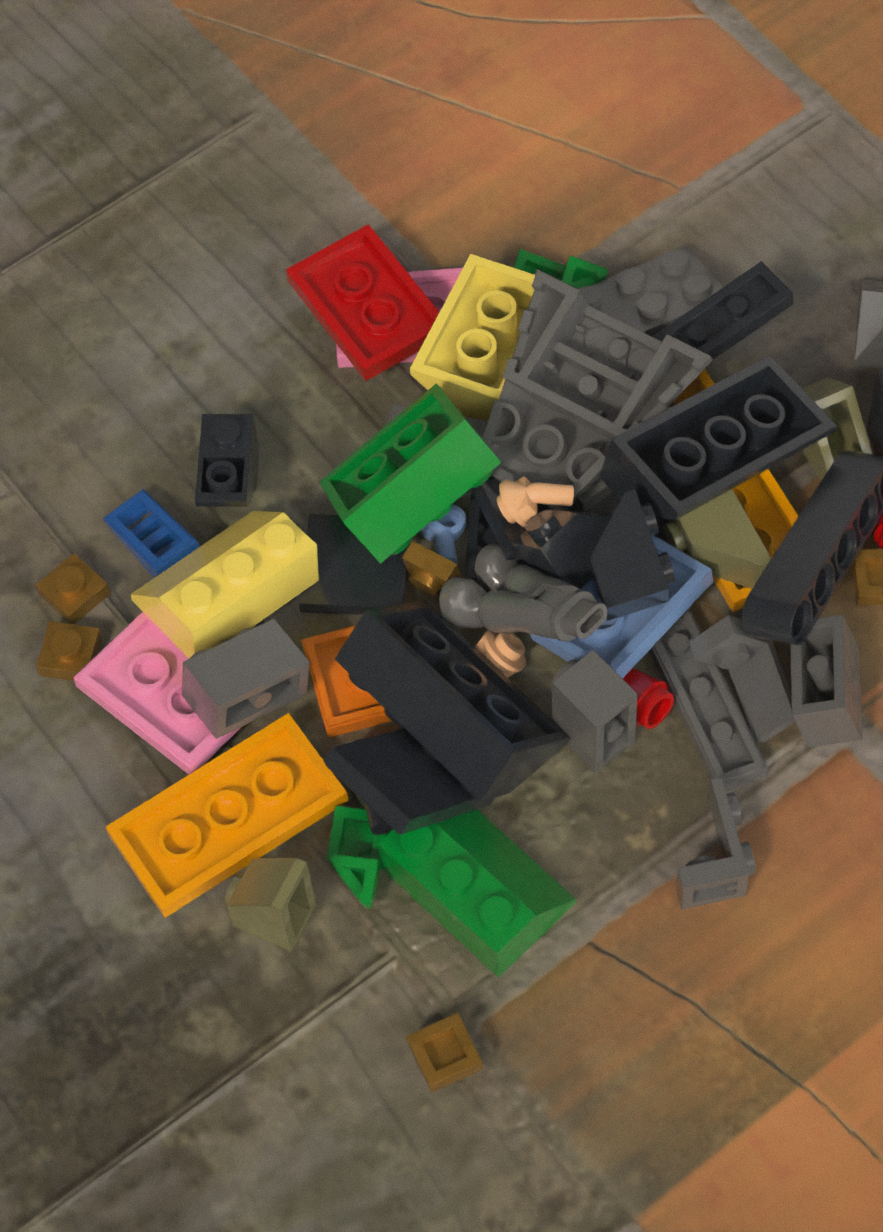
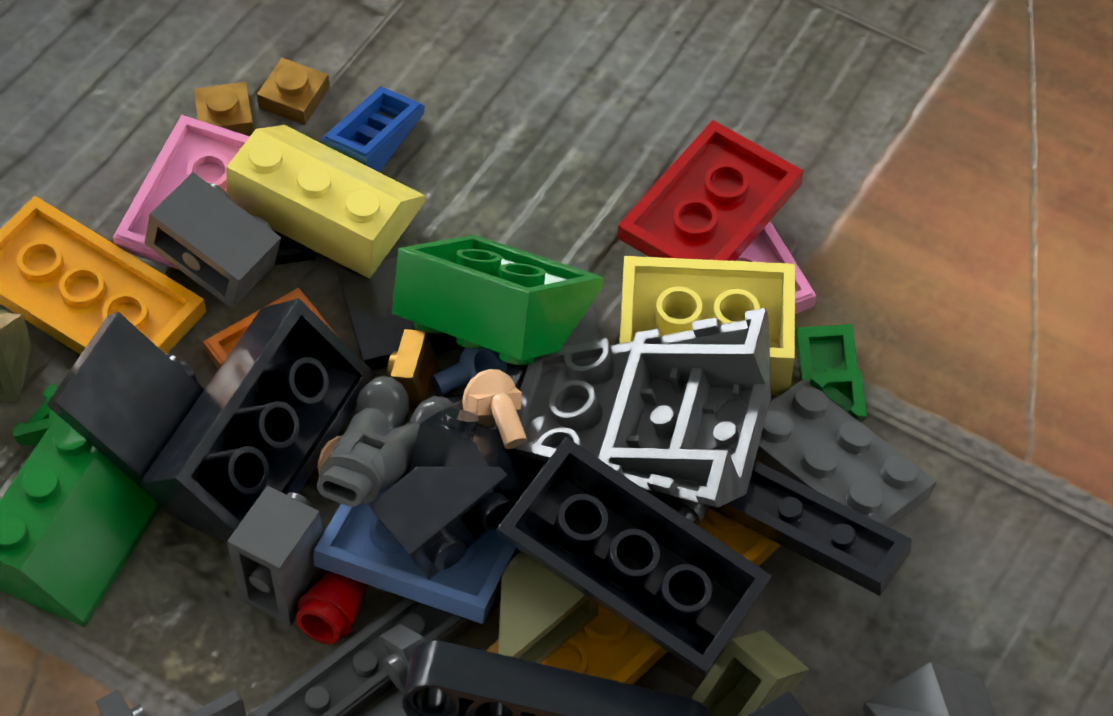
camera: 65 degrees right, 5 degrees down
(227, 461) = (465, 154): black slope -> none

